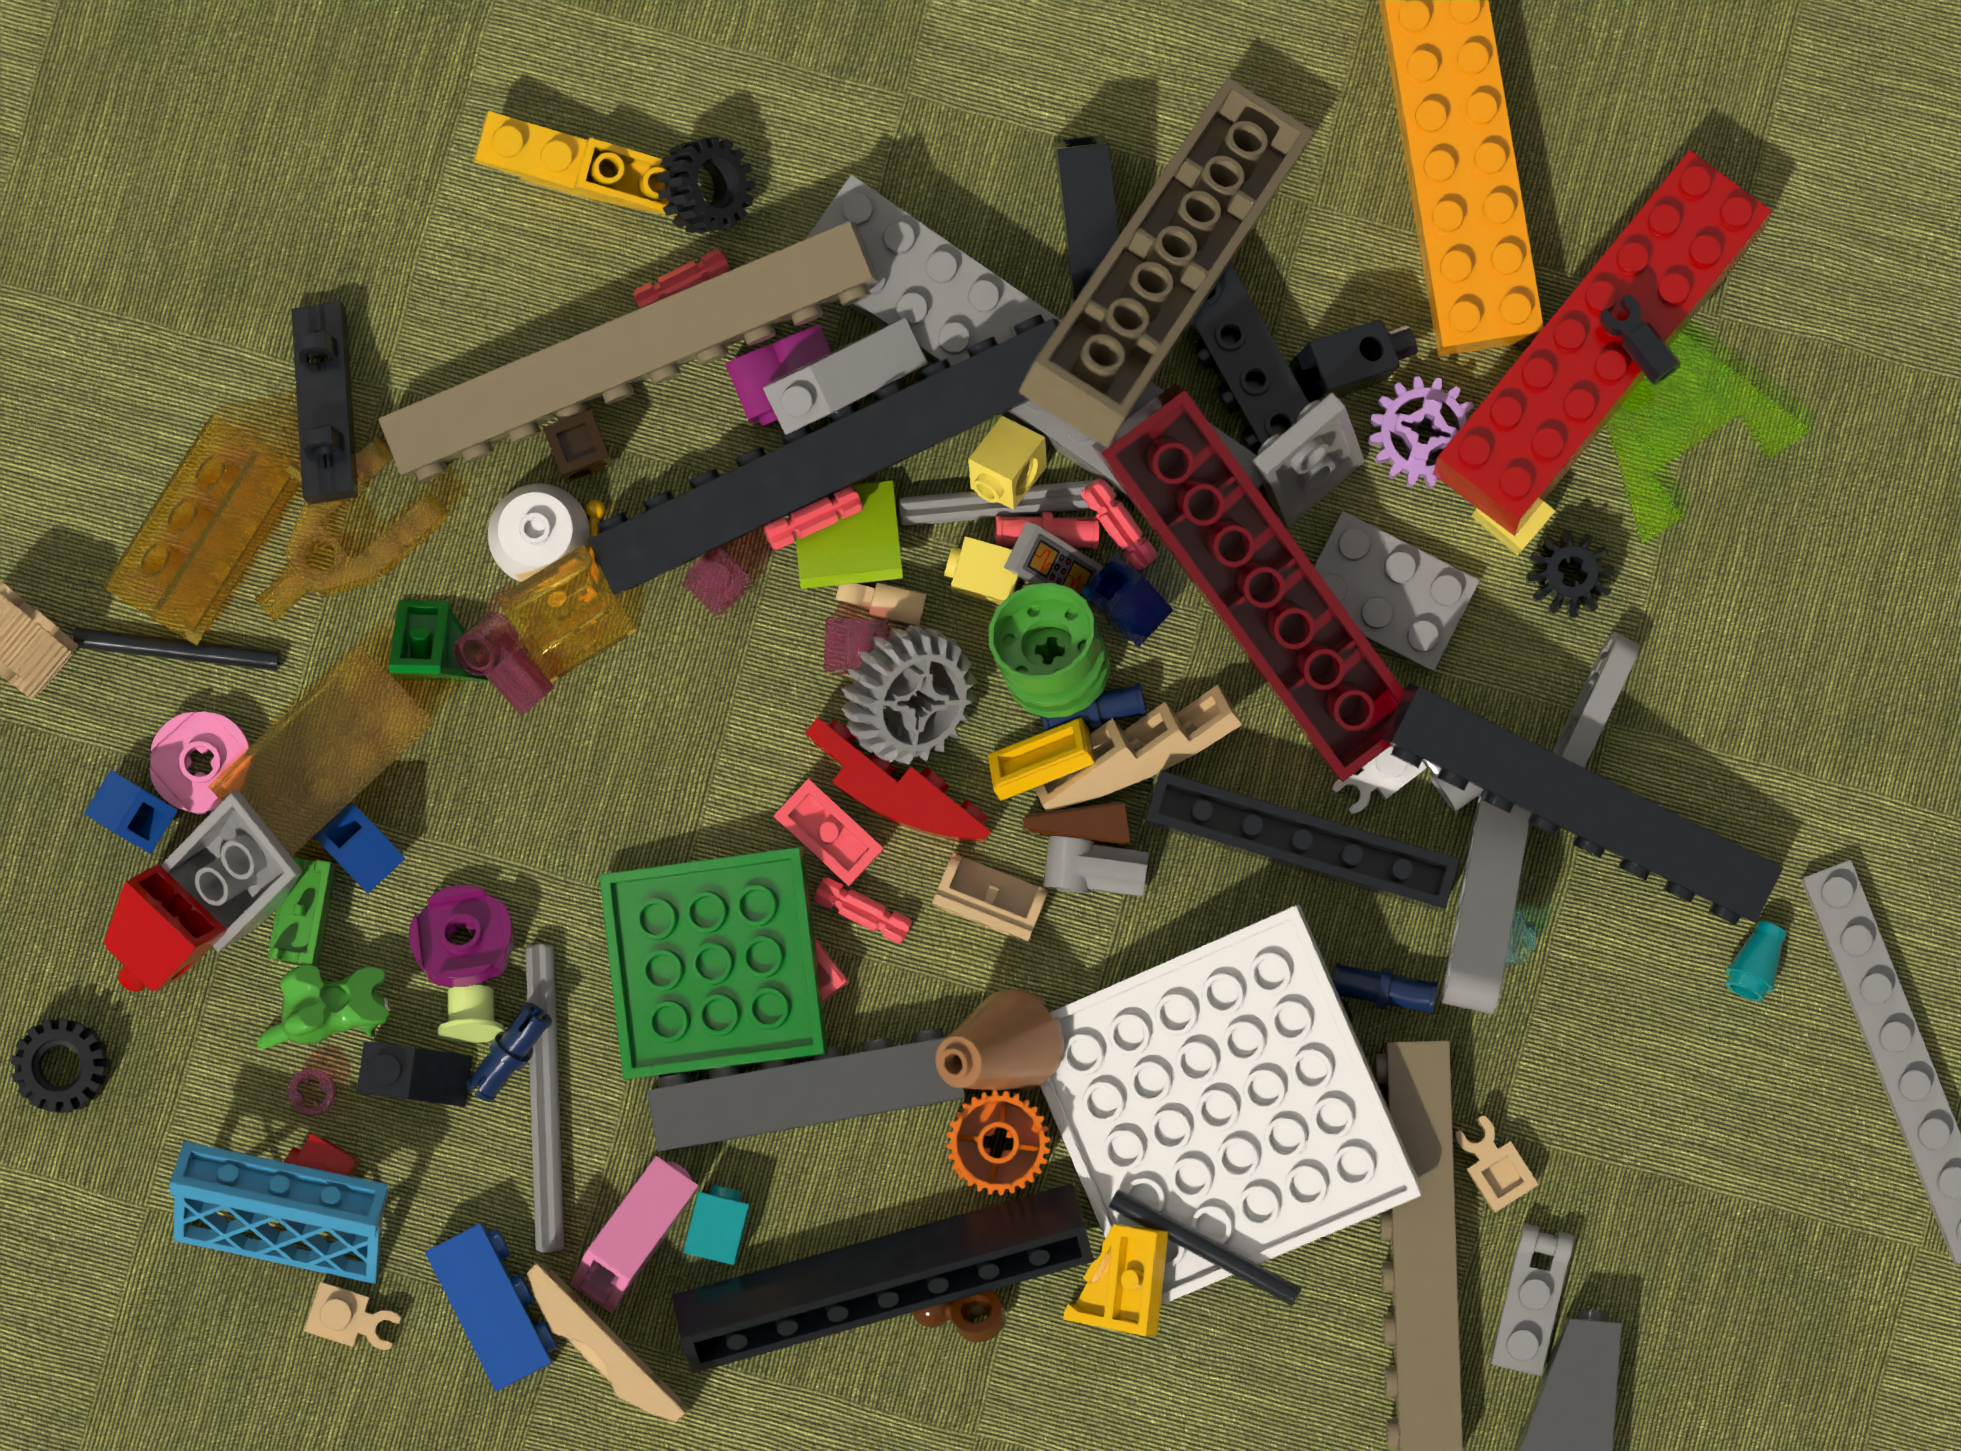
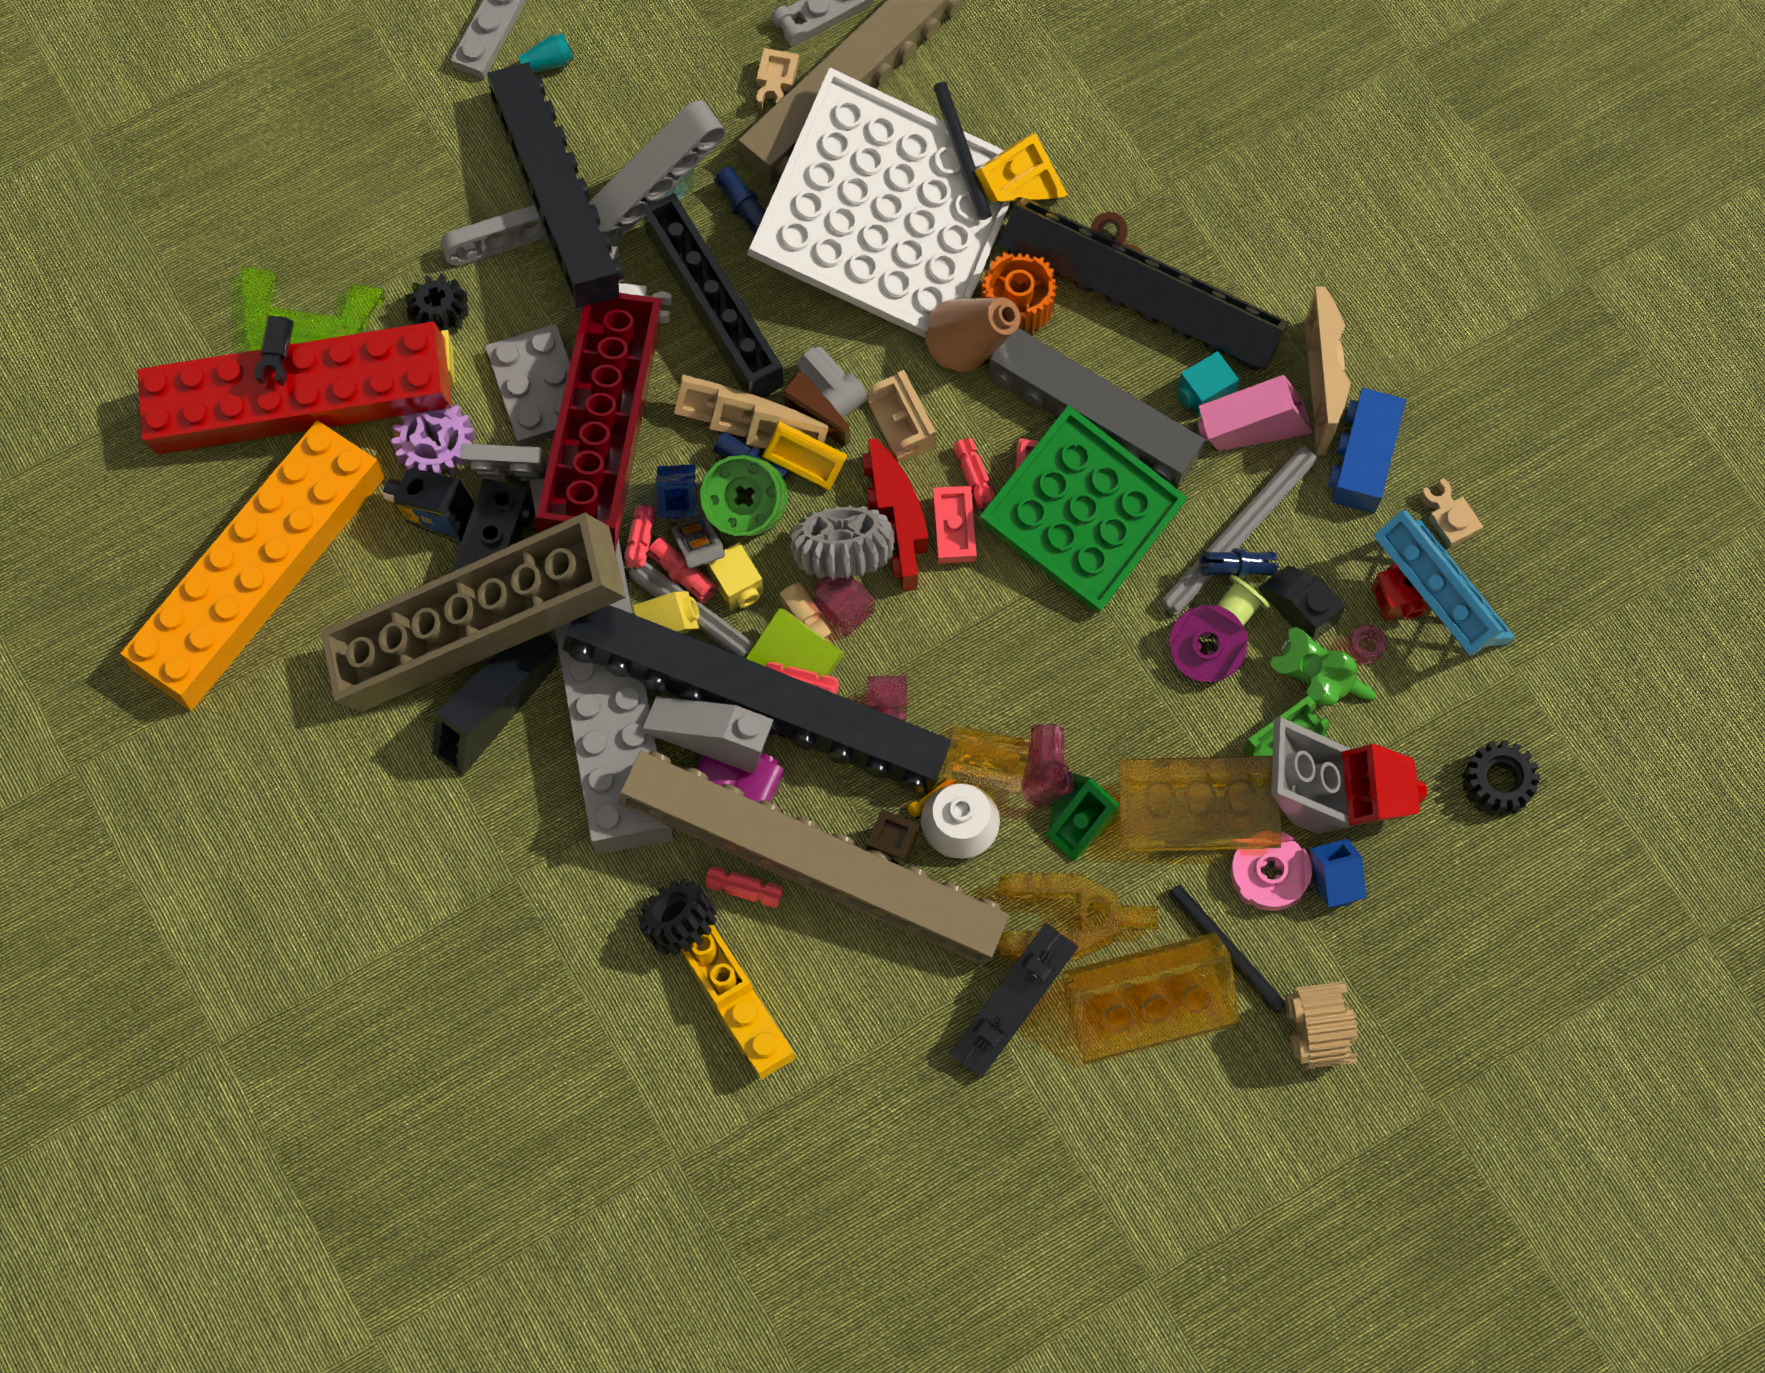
camera: 140 degrees left, 15 degrees down
(366, 854) = (1223, 734): blue brick -> none

